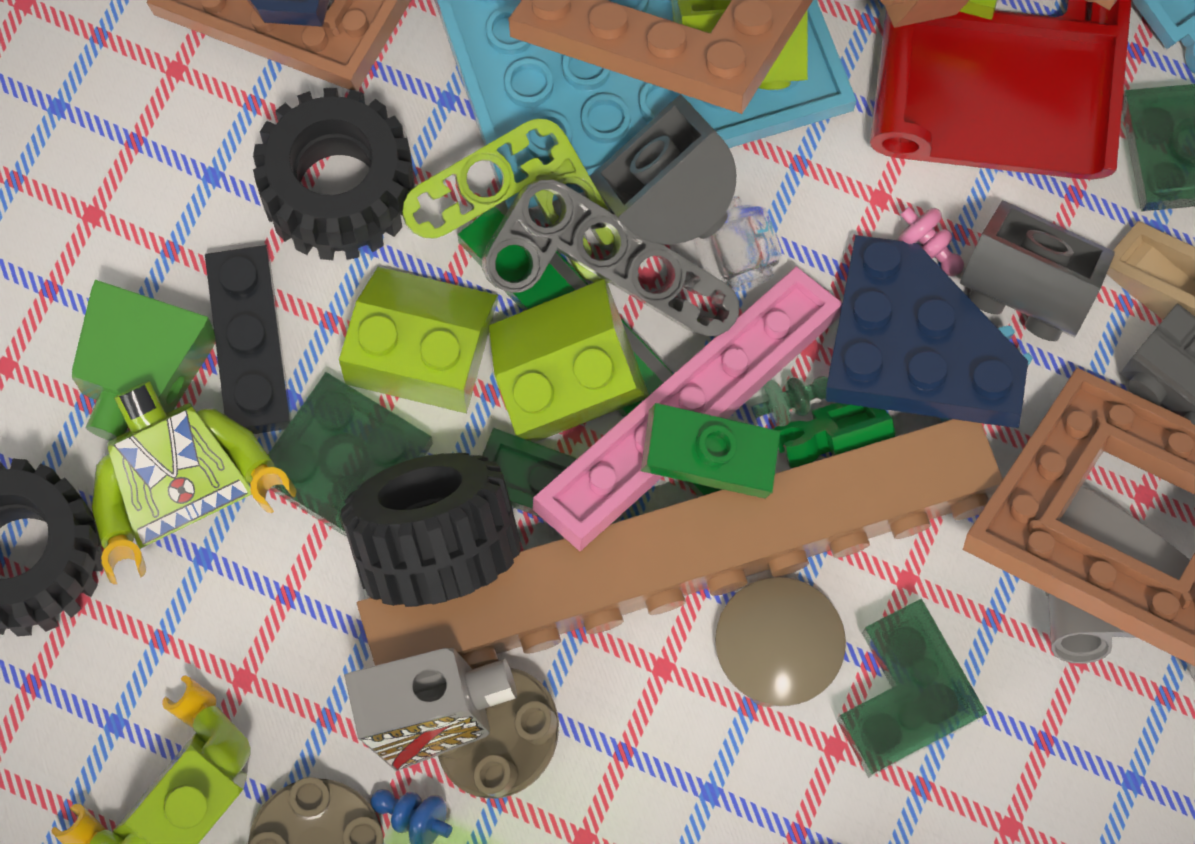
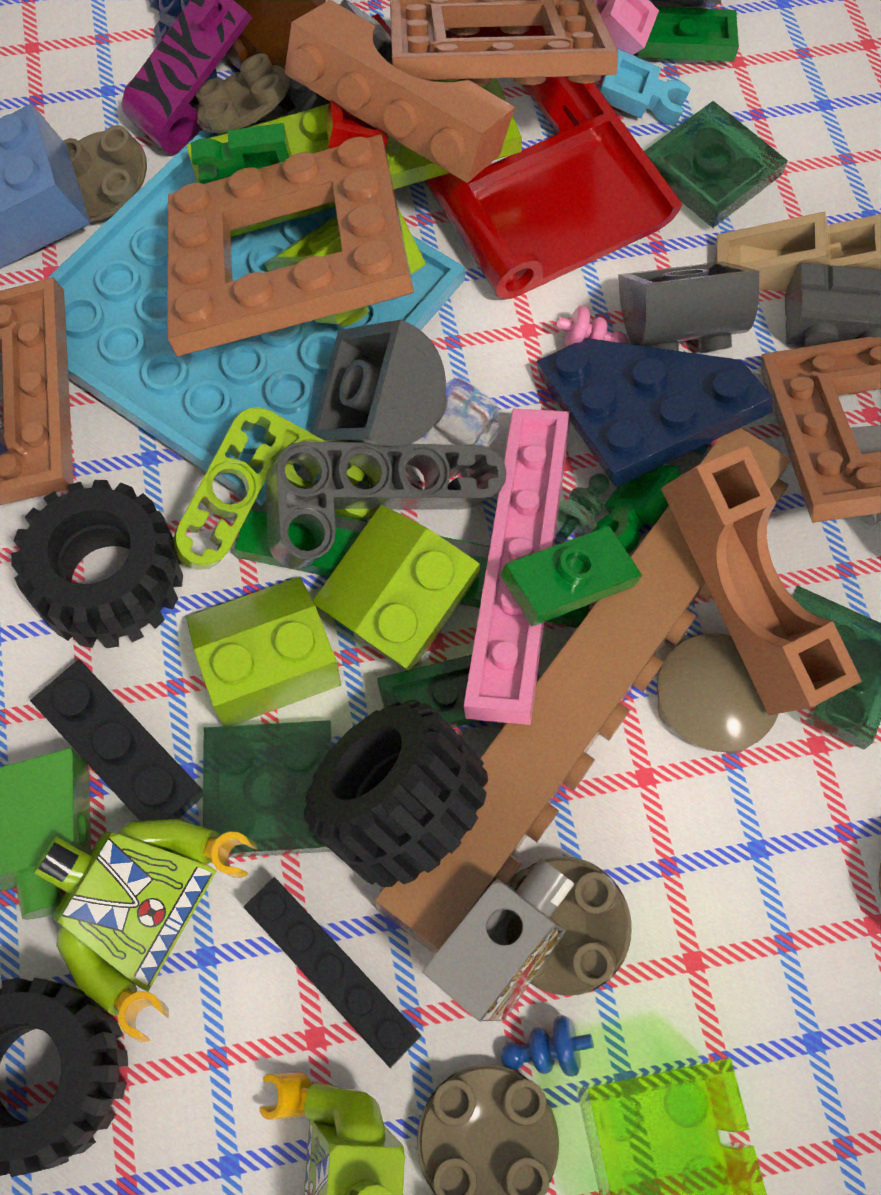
camera: 35 degrees left, 5 degrees down
(289, 637) = (333, 972): none -> black piece
(851, 621) = (785, 648): none -> nougat arch

